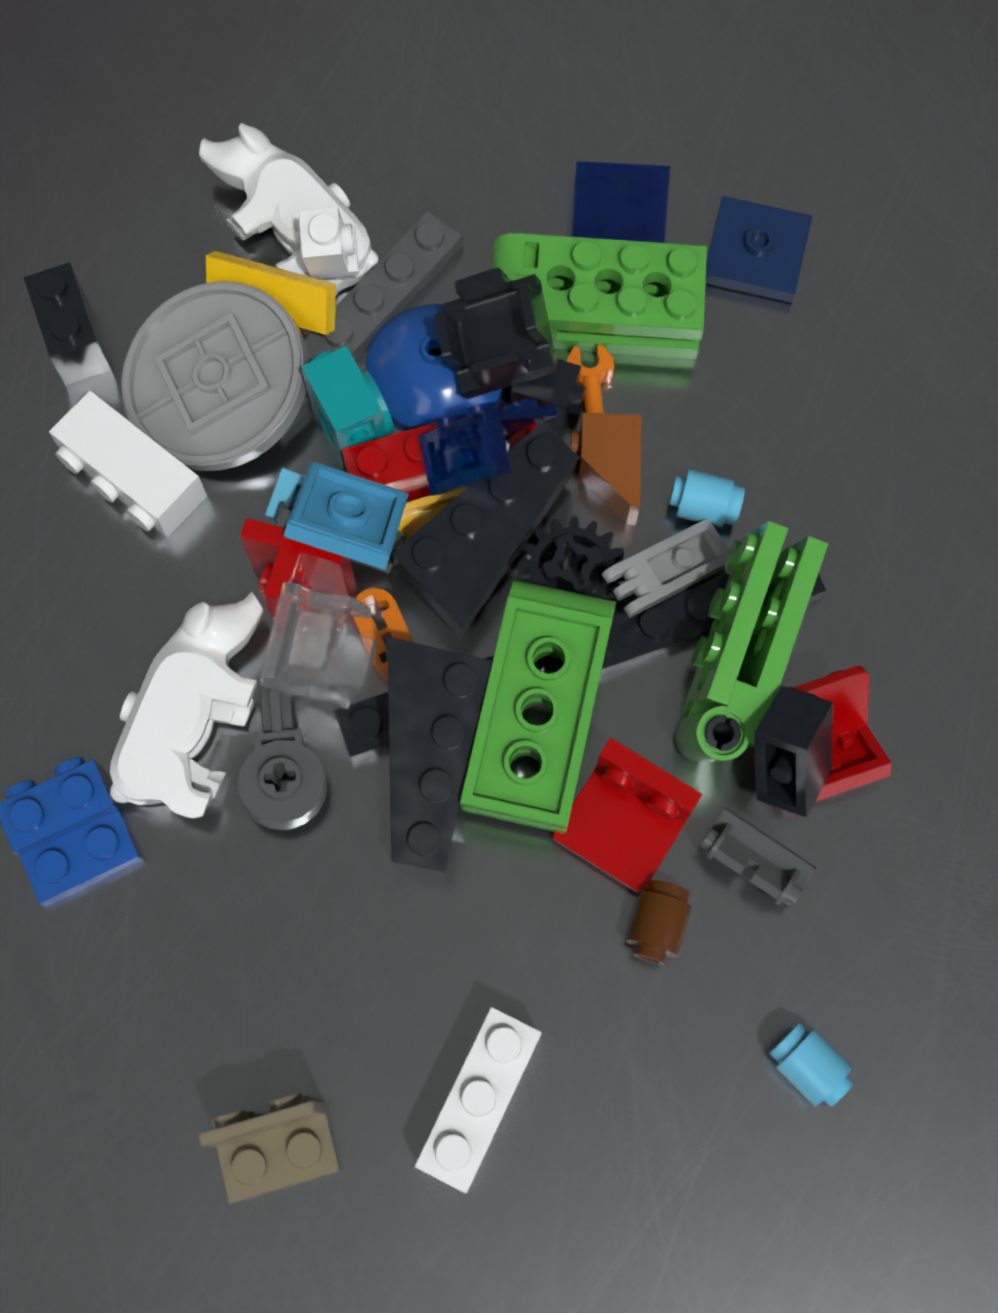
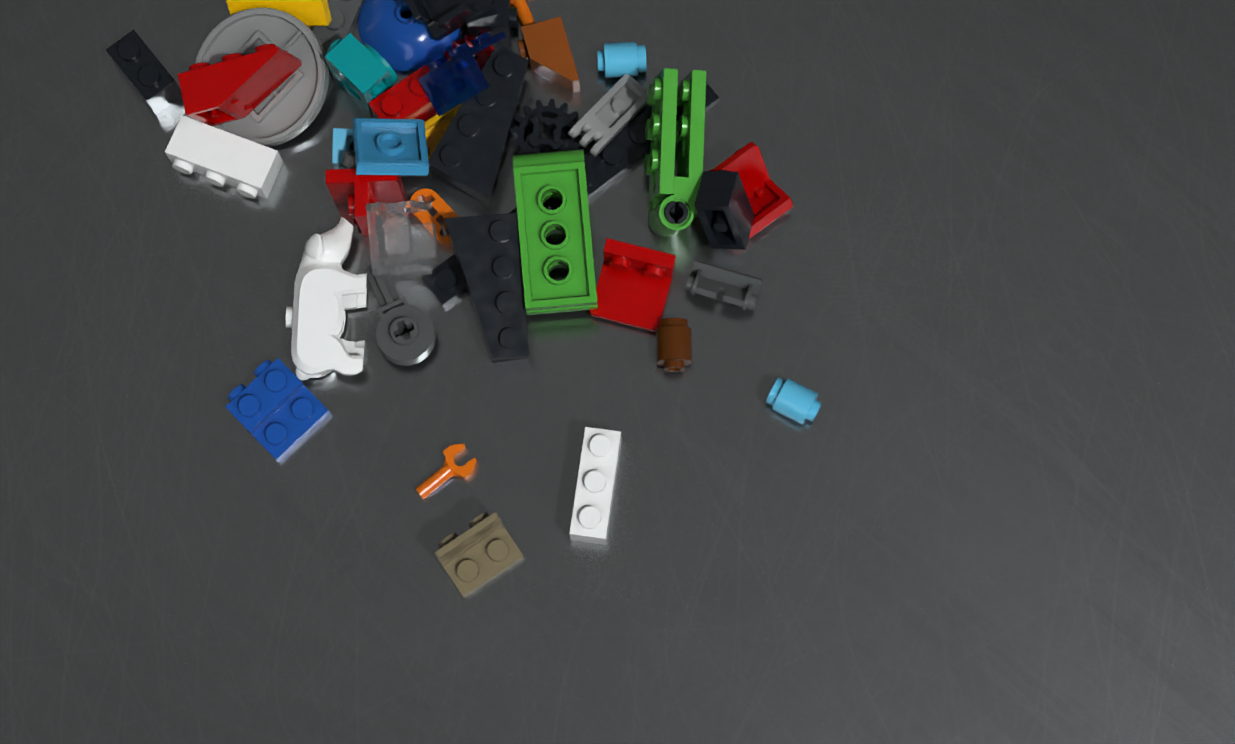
camera: 15 degrees left, 5 degrees up
(169, 367) = (235, 85): none -> red slope
(273, 1001) = (447, 471): none -> orange bar

